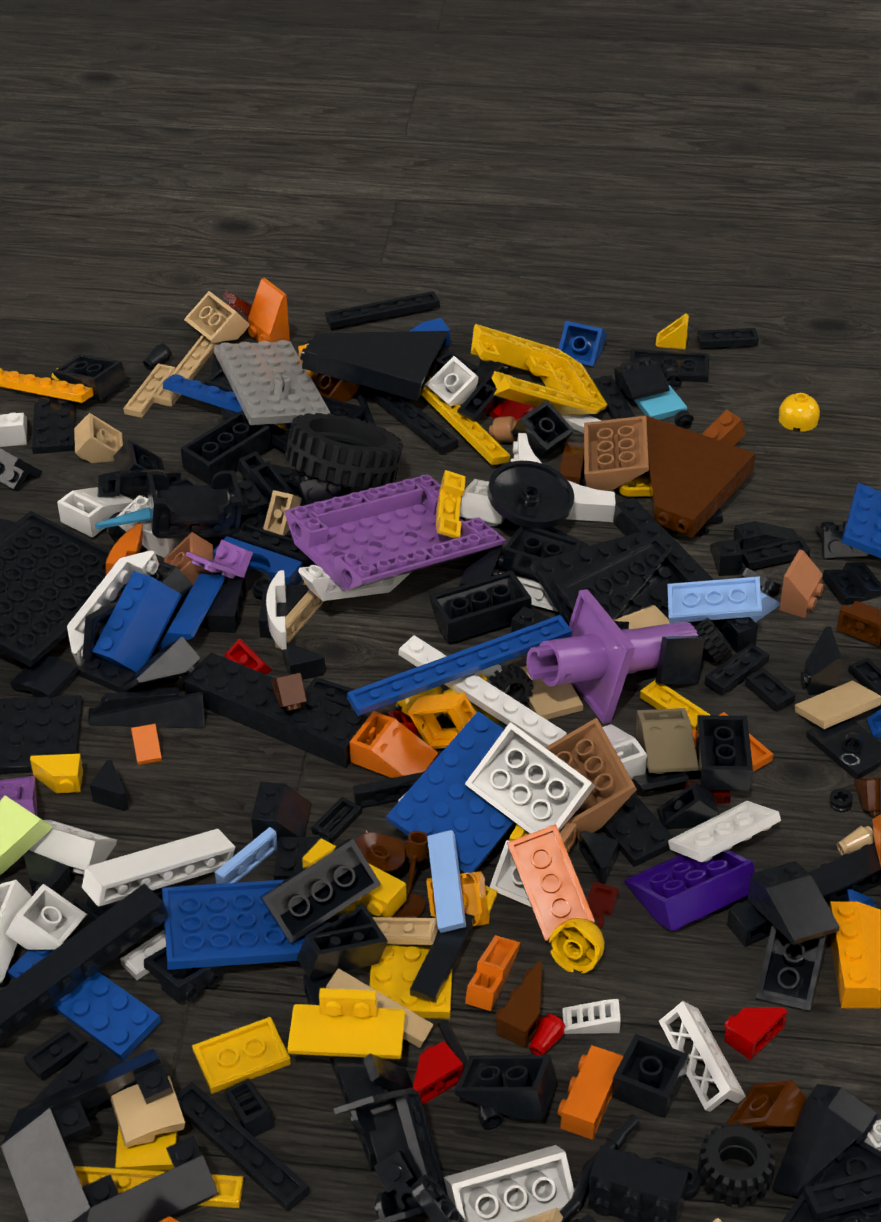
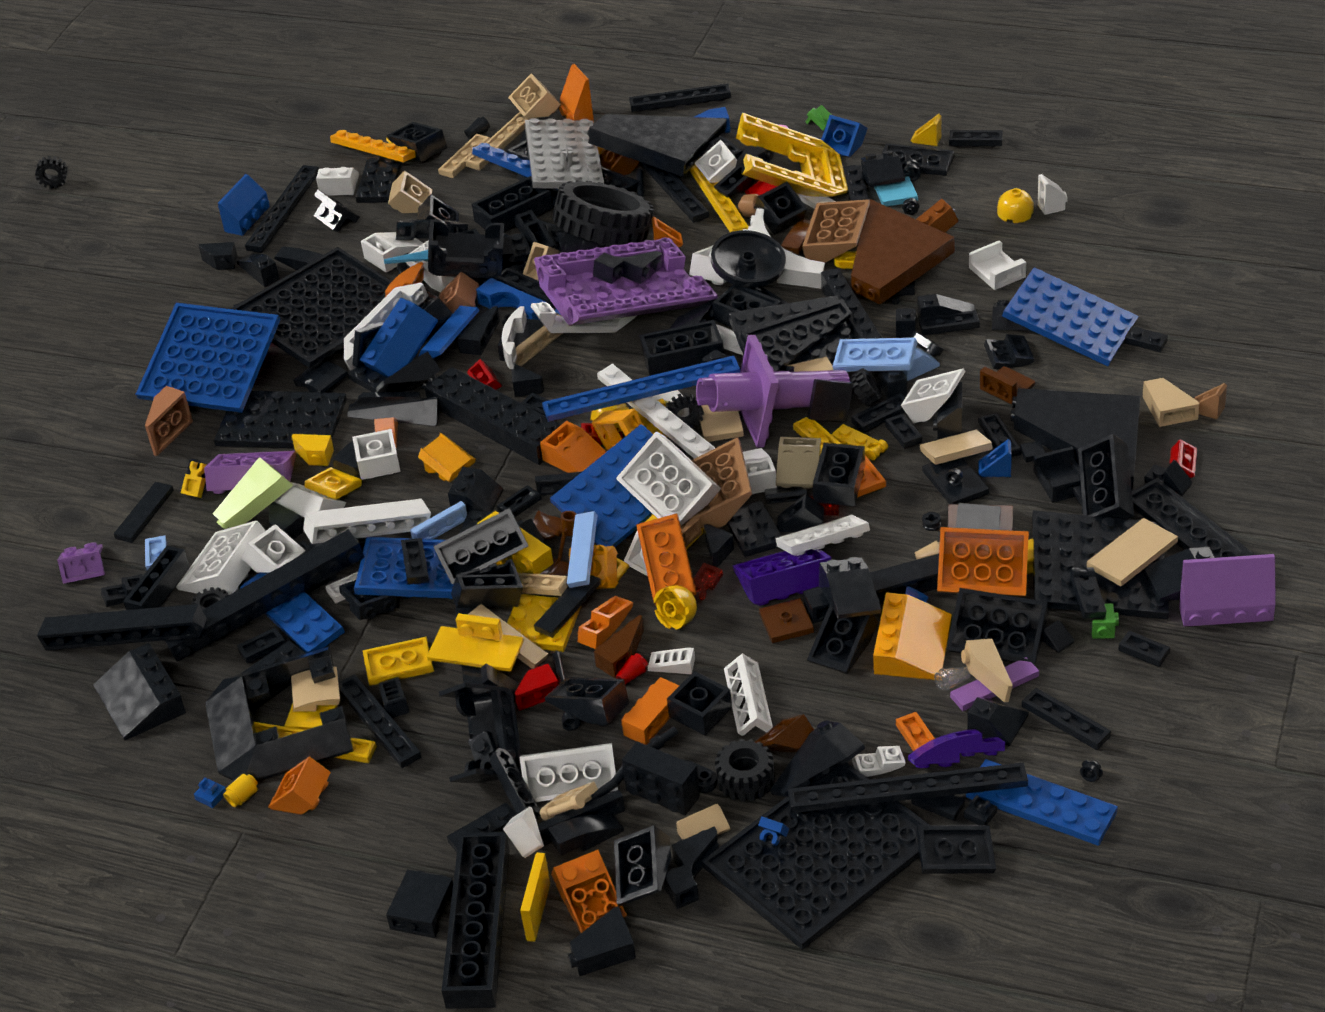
camera: 15 degrees right, 0 degrees up
(96, 816) = (333, 483): none -> yellow plate
(144, 773) = (376, 454): none -> white brick
(228, 561) = (486, 295): medium lavender bracket -> none
(230, 770) = (445, 458): none -> light orange slope
(236, 302) = (550, 84): clear red plate -> none
(236, 917) = (414, 561): none -> black plate
(289, 691) = (501, 399): reddish brown slope -> none
(381, 851) = (540, 525): reddish brown dish -> none
(401, 514) = (635, 267): none -> black arch
(413, 468) = (662, 230): none -> orange slope
(449, 504) = (678, 263): yellow slope -> none
(549, 323) = (819, 116): none -> bright green bracket
(713, 947) = (786, 620): none -> reddish brown plate
(717, 704) = (850, 436): none -> yellow plate
(754, 1029) = (796, 680): red slope -> none
(796, 643) = (930, 394): none -> white slope
(801, 586) = (957, 348): nougat slope -> none
(802, 483) = (995, 266): none -> white panel
(835, 399) = (1050, 196): none -> white slope

